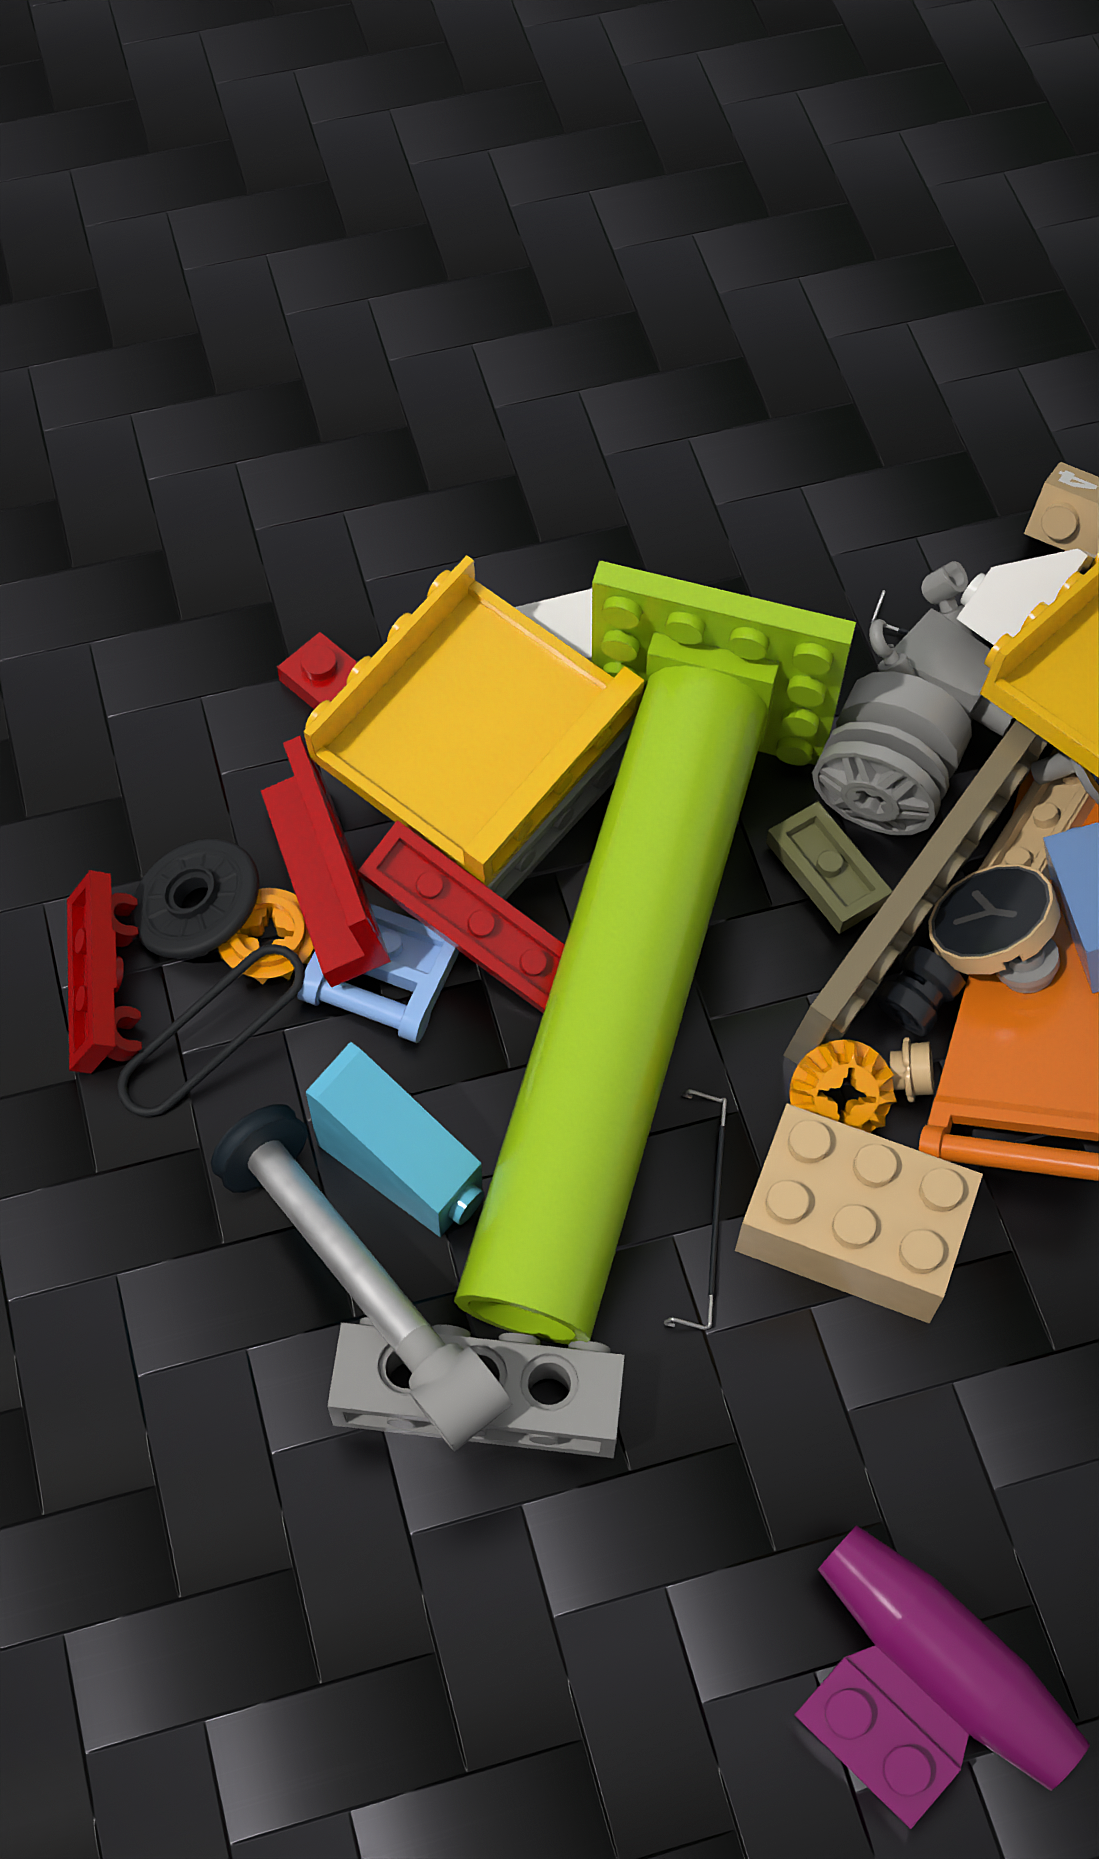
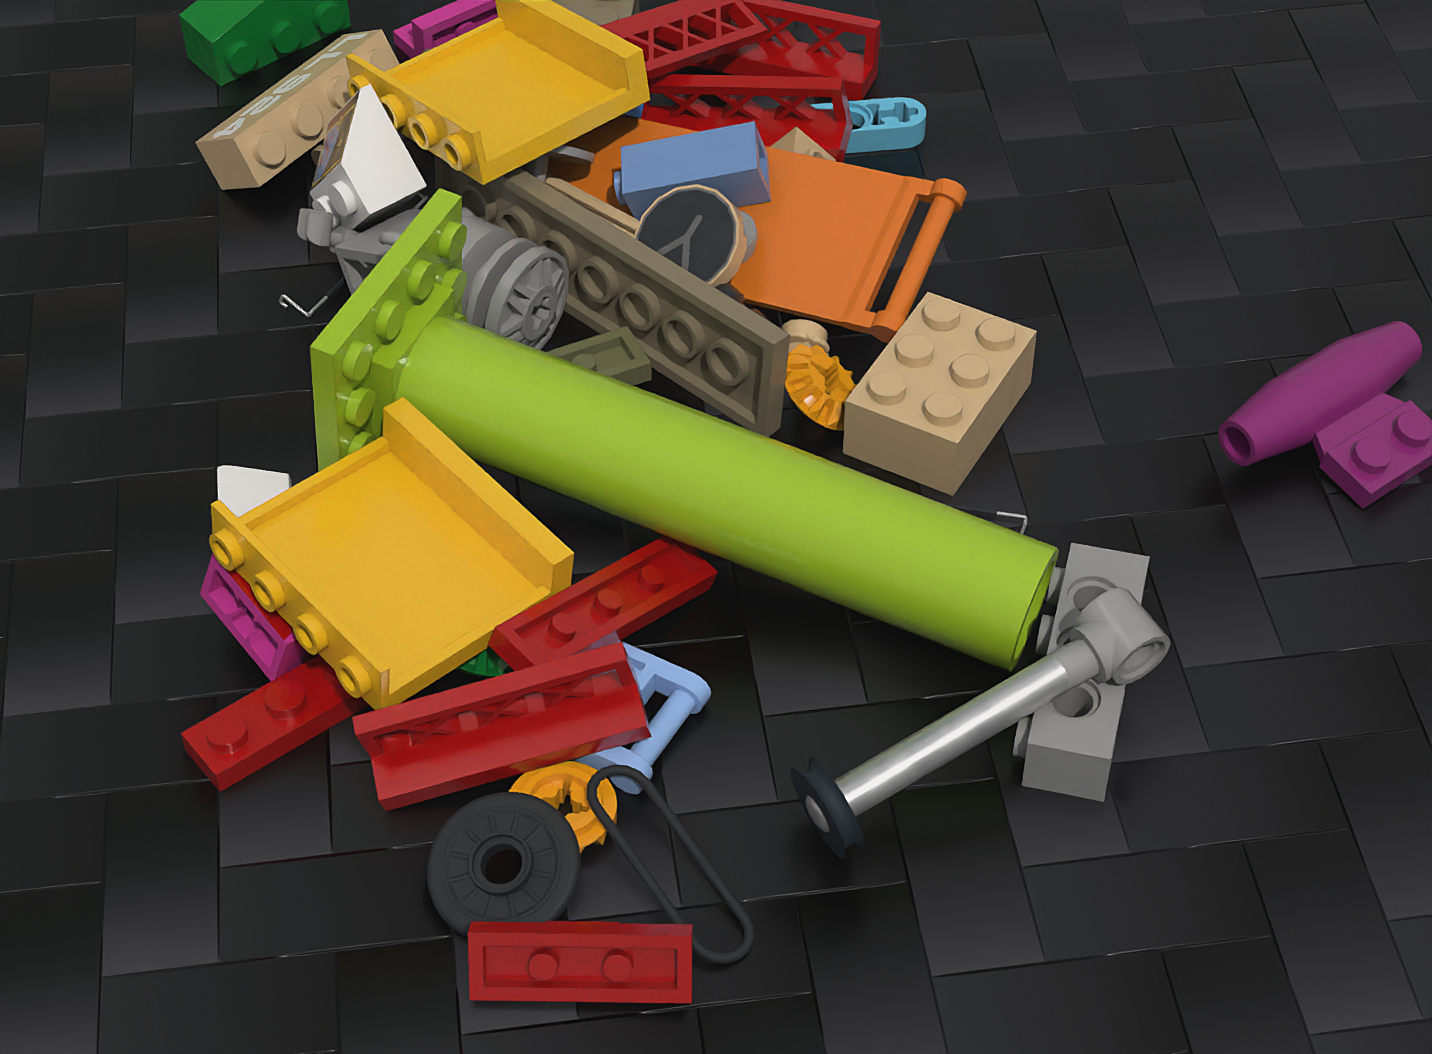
camera: 80 degrees left, 15 degrees down
(393, 1142) = (833, 699): medium azure slope -> none

